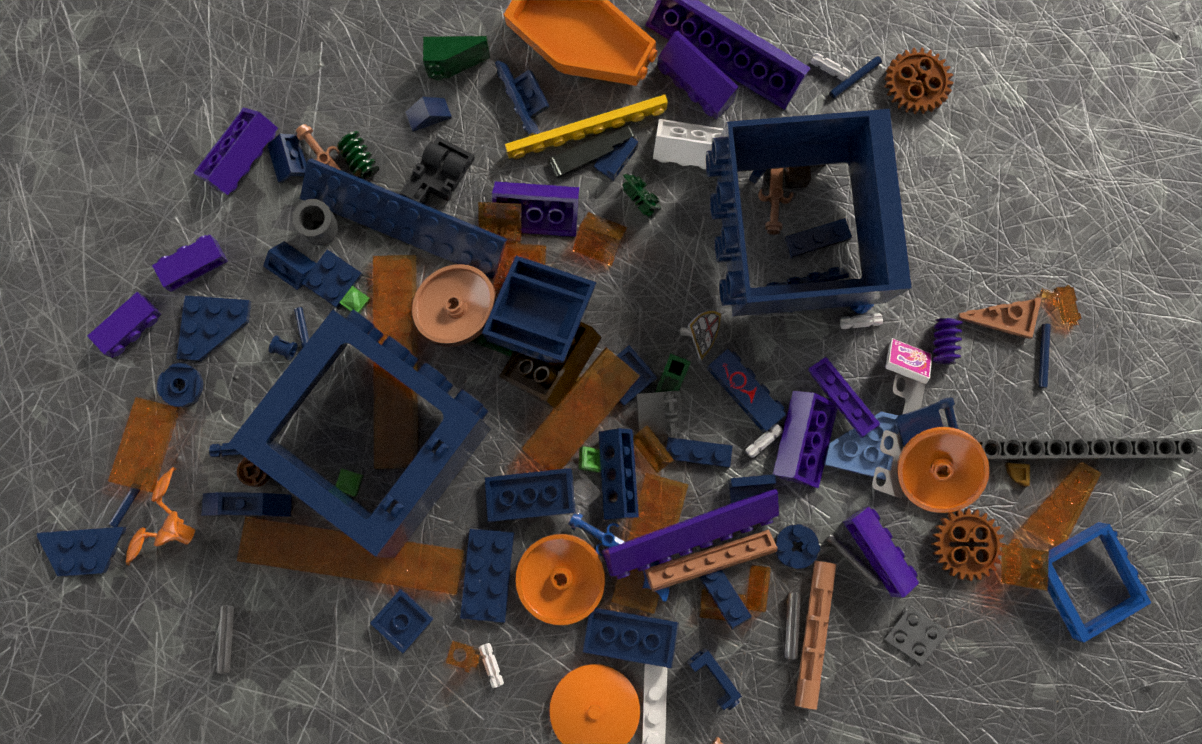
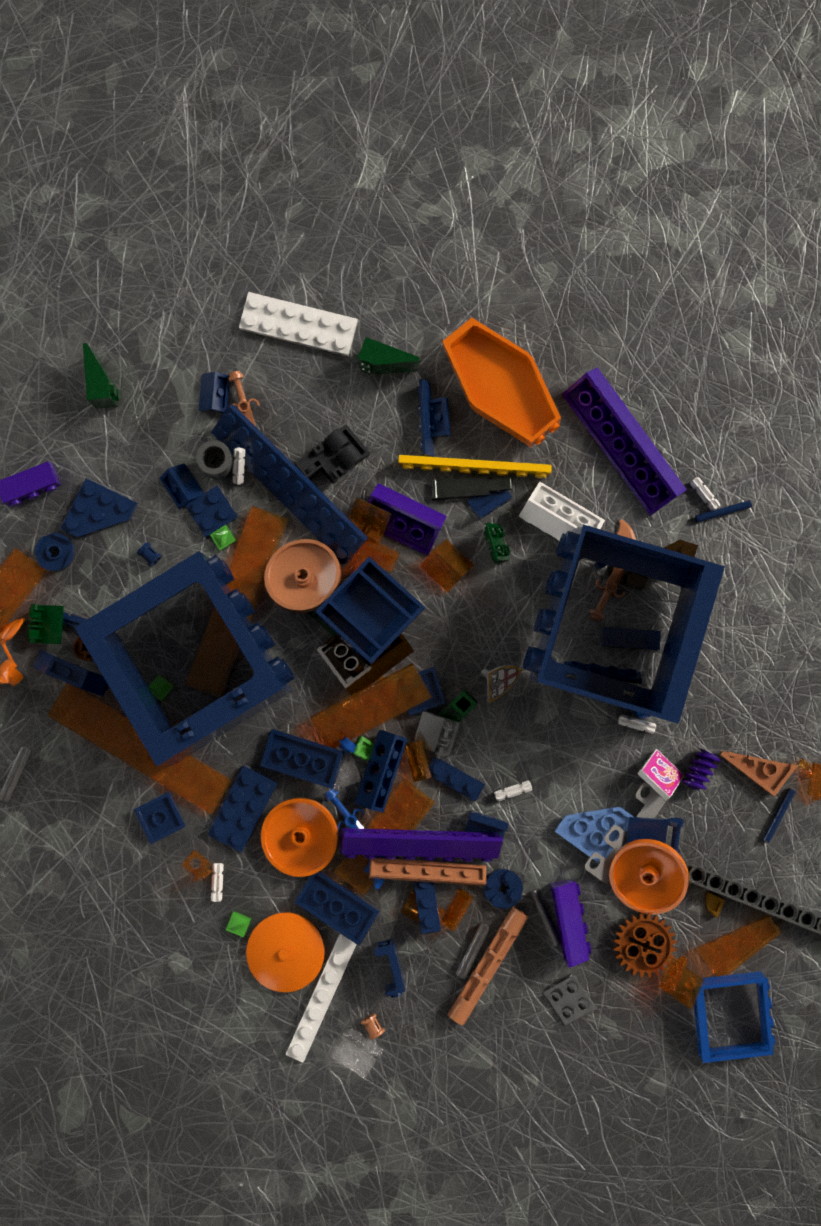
camera: 25 degrees right, 5 degrees up
(163, 195) = (99, 387): none -> dark green slope
(189, 262) = (100, 451): dark purple brick -> none
(198, 464) = (45, 624): none -> dark green hinge
(236, 150) = (173, 370): dark purple slope -> none
(301, 323) = (170, 547): dark blue bar -> none
(342, 220) = (238, 466): none -> white axle
(348, 57) = (298, 324): none -> white plate
(356, 155) = (271, 416): dark green piece -> none
(427, 112) = (346, 399): dark blue slope -> none
(532, 700) = (238, 924): none -> bright green tile
(572, 461) = (347, 745): none -> blue plate
(697, 75) = (585, 459): dark purple slope -> none
(746, 391) = (515, 745): dark blue brick -> none
(805, 439) = (547, 804): dark purple slope -> none
(844, 397) = (593, 782): dark purple plate -> none
(918, 80) = (758, 536): dark orange gear -> none

